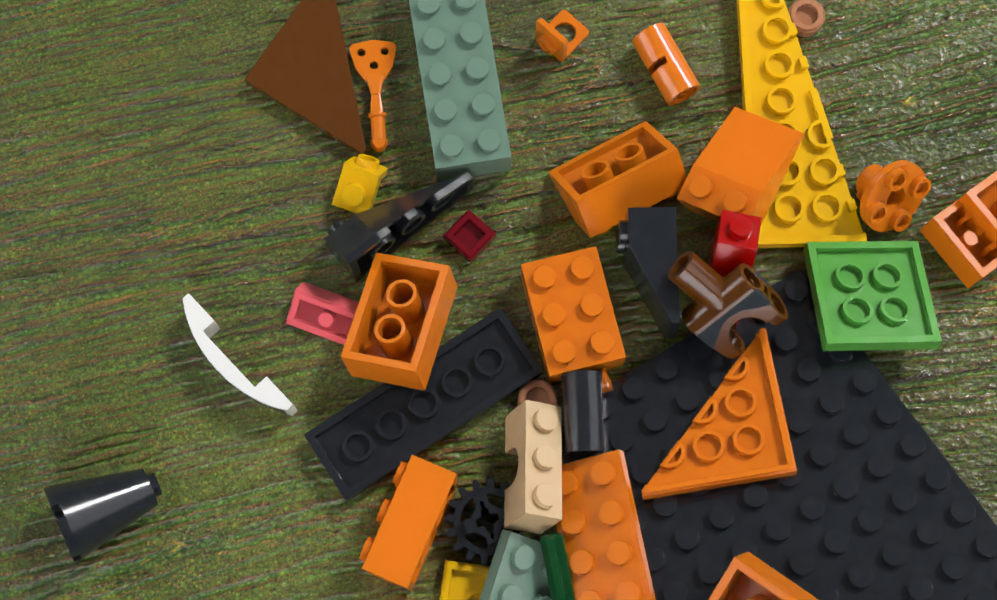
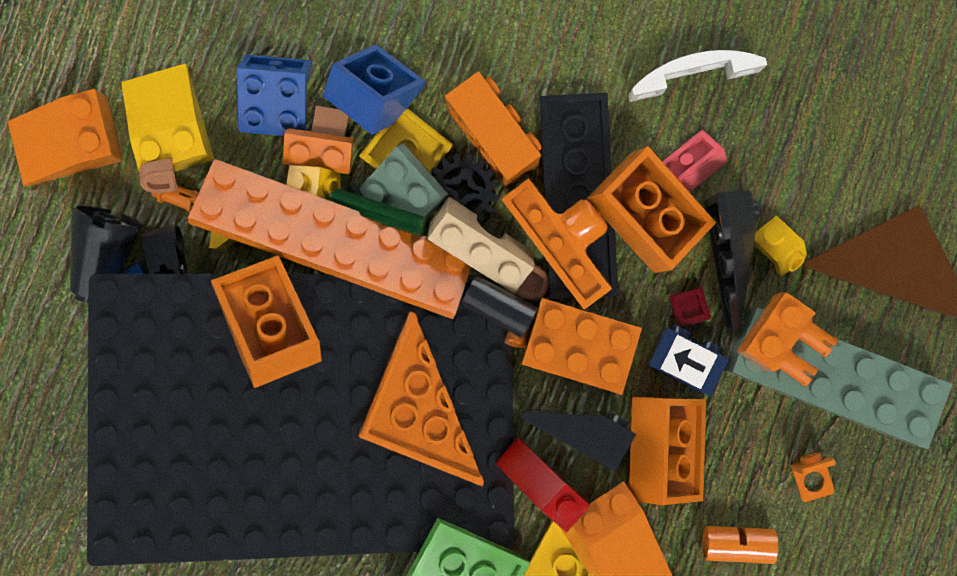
camera: 120 degrees right, 10 degrees up
(375, 80) = (860, 307): orange piece -> none
(453, 133) = (776, 332): none -> orange brick
(479, 390) = (563, 239): none -> orange plate
(524, 208) = (686, 360): none -> brick
(724, 301) = (518, 462): reddish brown connector -> none

